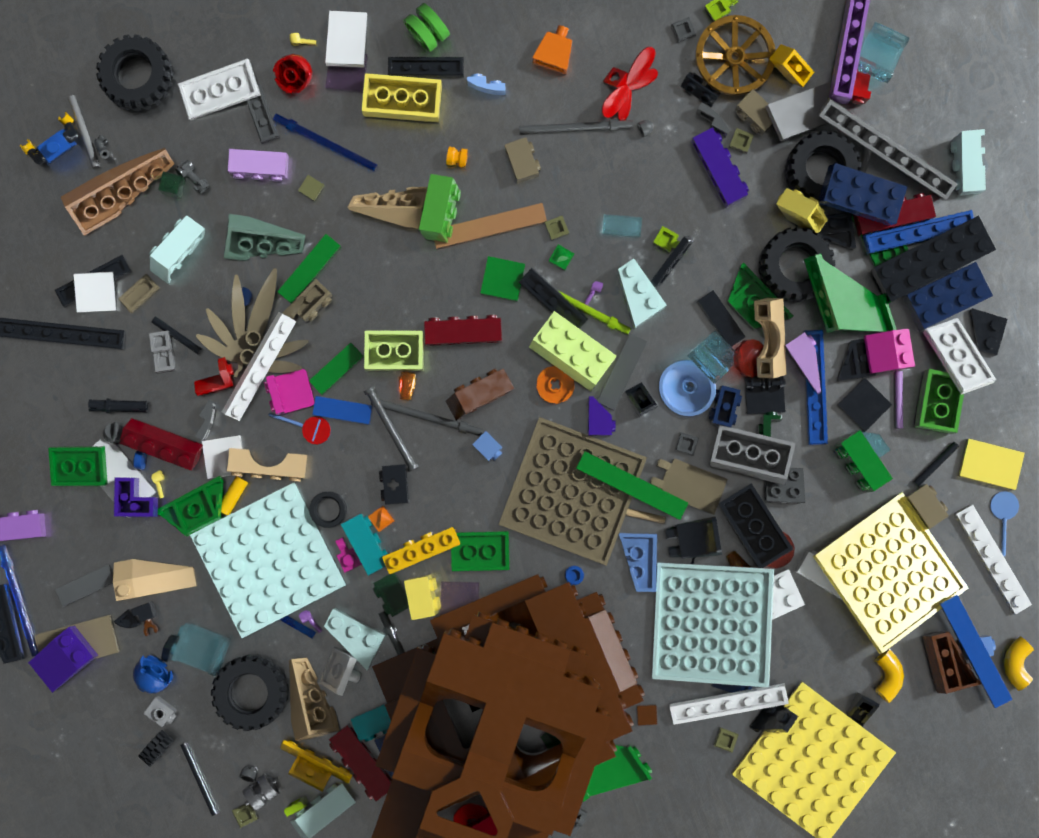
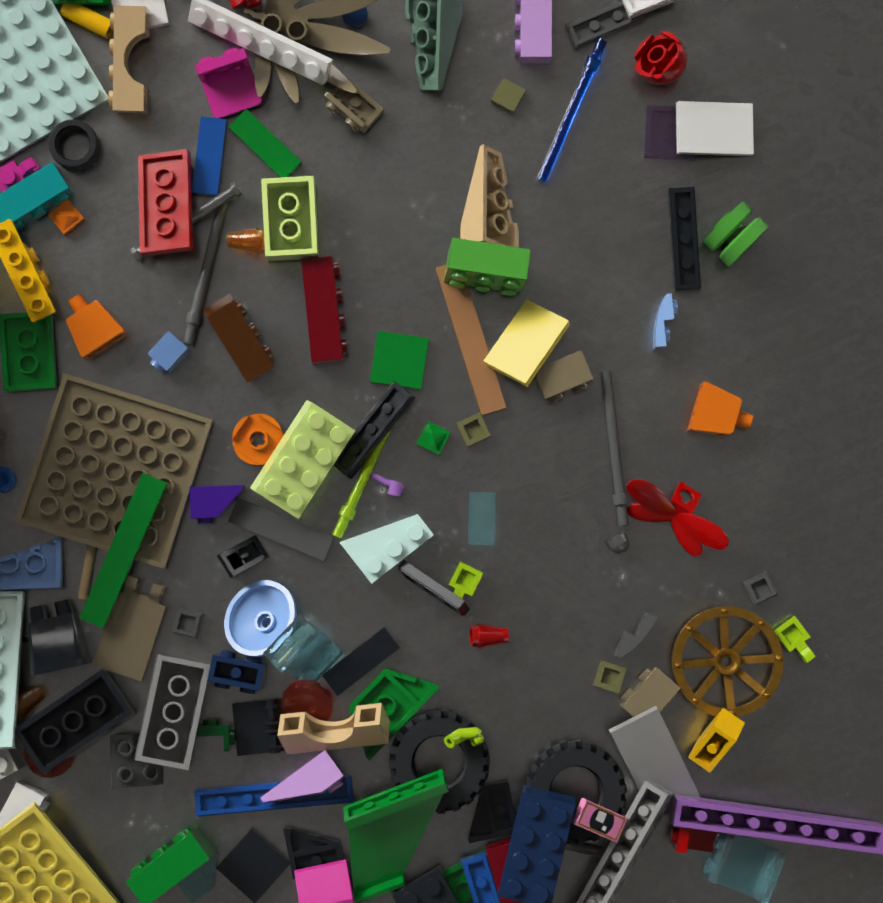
camera: 90 degrees right, 0 degrees up
(296, 41) = (708, 61): light yellow hand -> none
(309, 268) = (398, 100): green tile -> none
(315, 429) = (181, 121): red piece -> none
(376, 442) = (165, 202): none -> plate
(400, 494) = (125, 236): black brick -> none
(401, 98) = (637, 207): light yellow brick -> none
(455, 156) = (561, 287): light orange wheel -> none
(464, 501) = (92, 327): none -> orange torso
(496, 183) = (527, 342): none -> light yellow tile
(693, 85) = (683, 606): black hinge -> none
(708, 226) = (487, 636): none -> red cone
(719, 167) = (570, 647): dark purple brick -> none
(779, 241) = (462, 734): none -> lime arm
(802, 210) = (513, 764): light yellow brick -> none
(845, 148) = (599, 820): none -> tile

